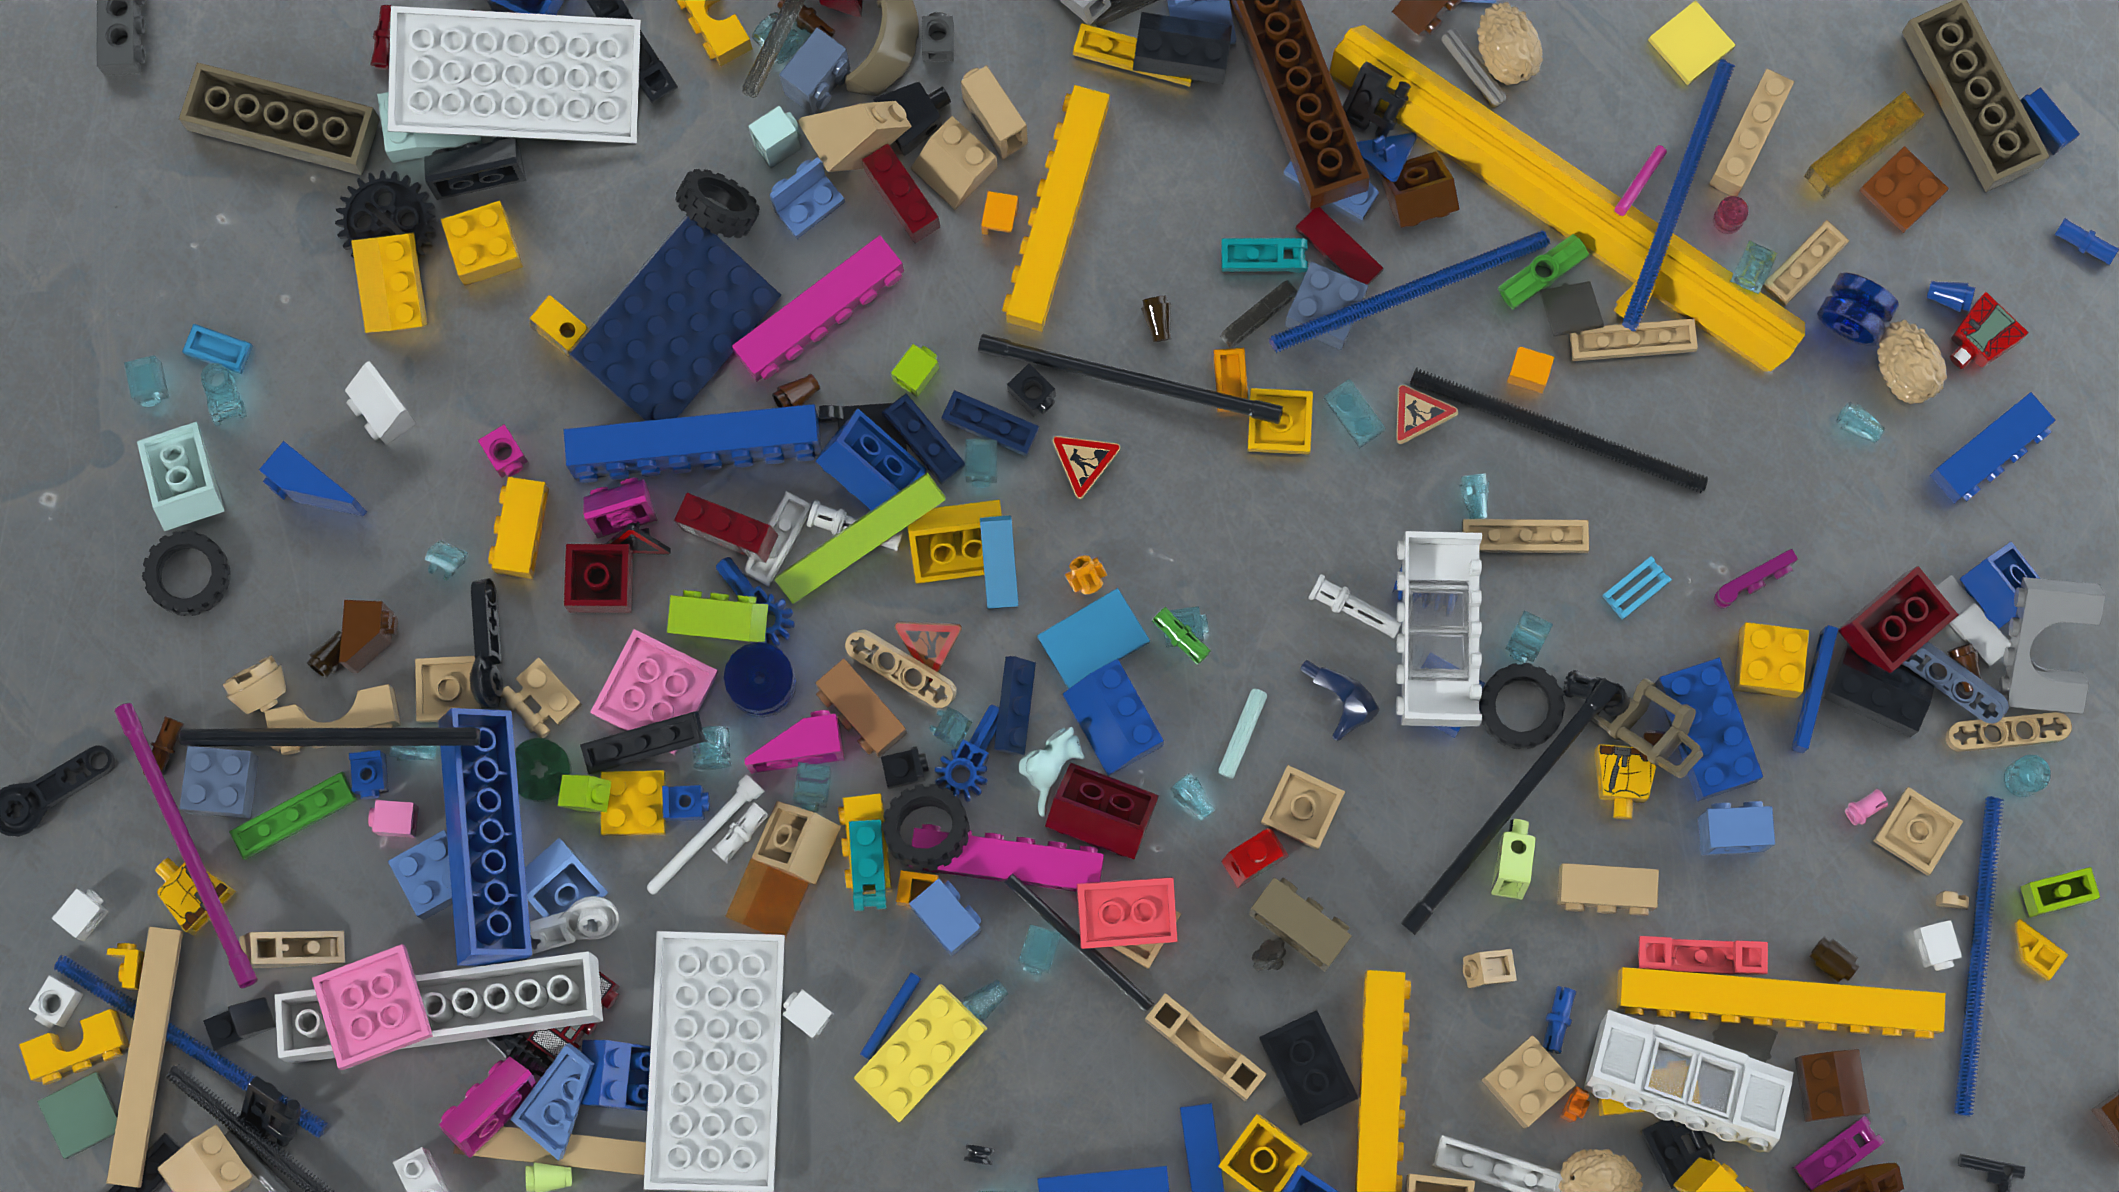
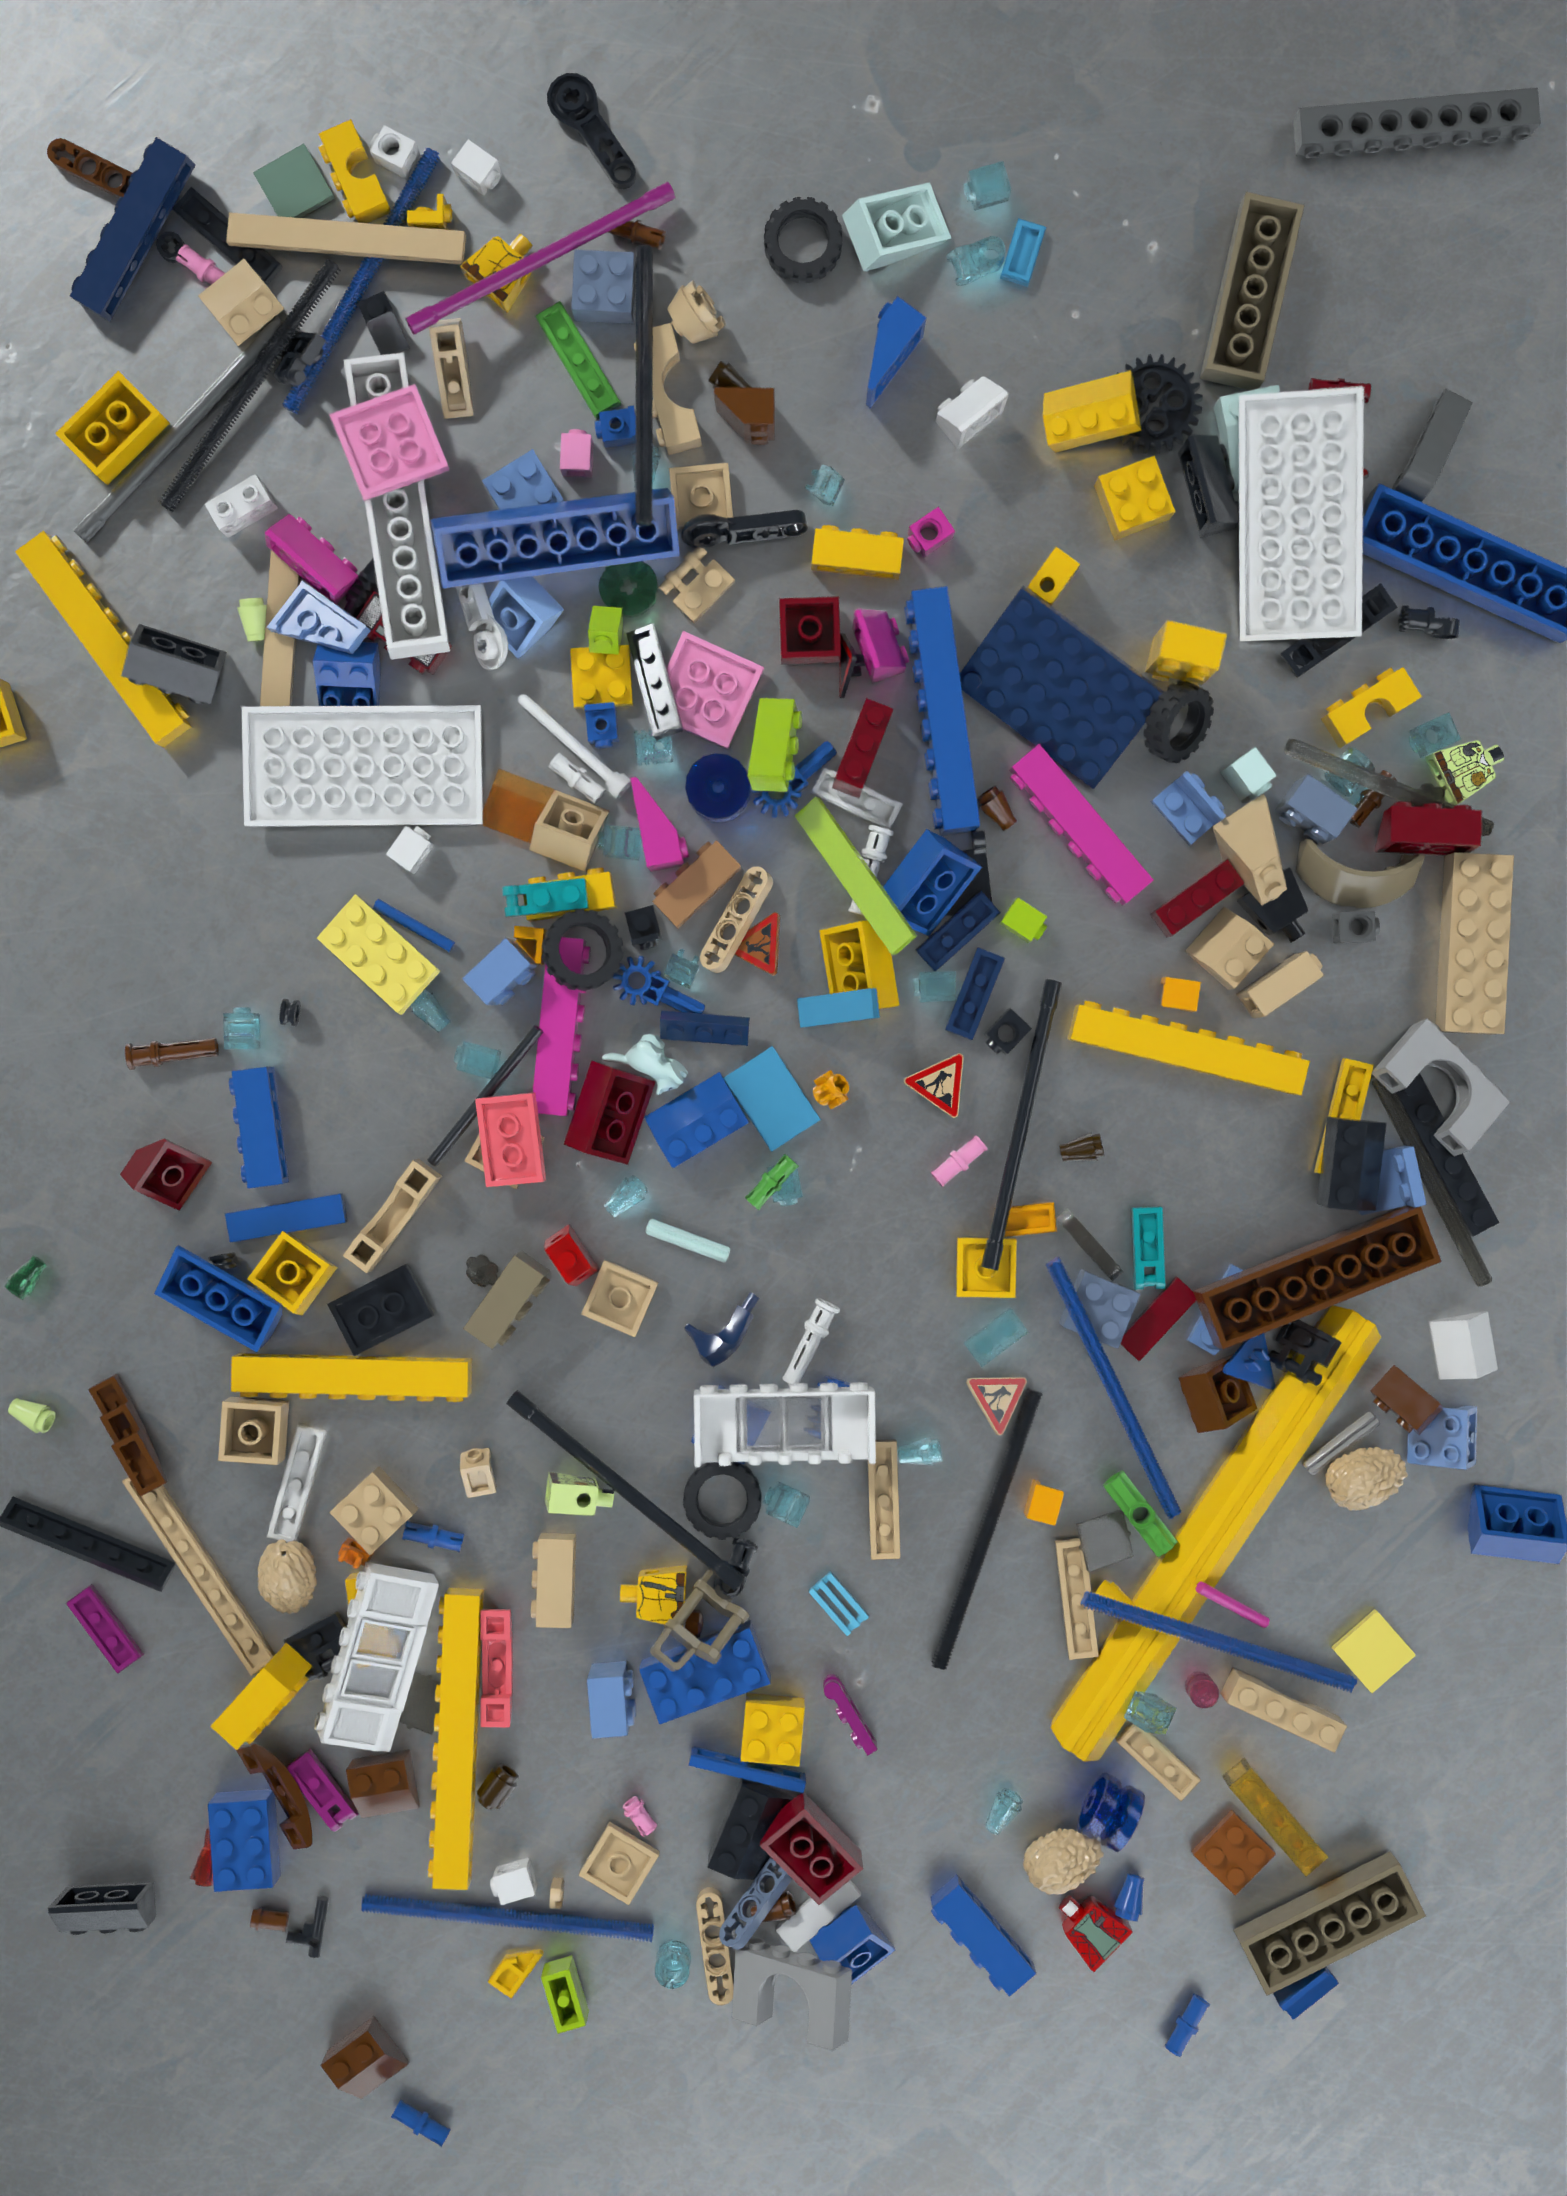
camera: 85 degrees right, 10 degrees up
(647, 194) = (1185, 653): none -> yellow brick
(1166, 445) = (959, 1160): none -> bright pink pin

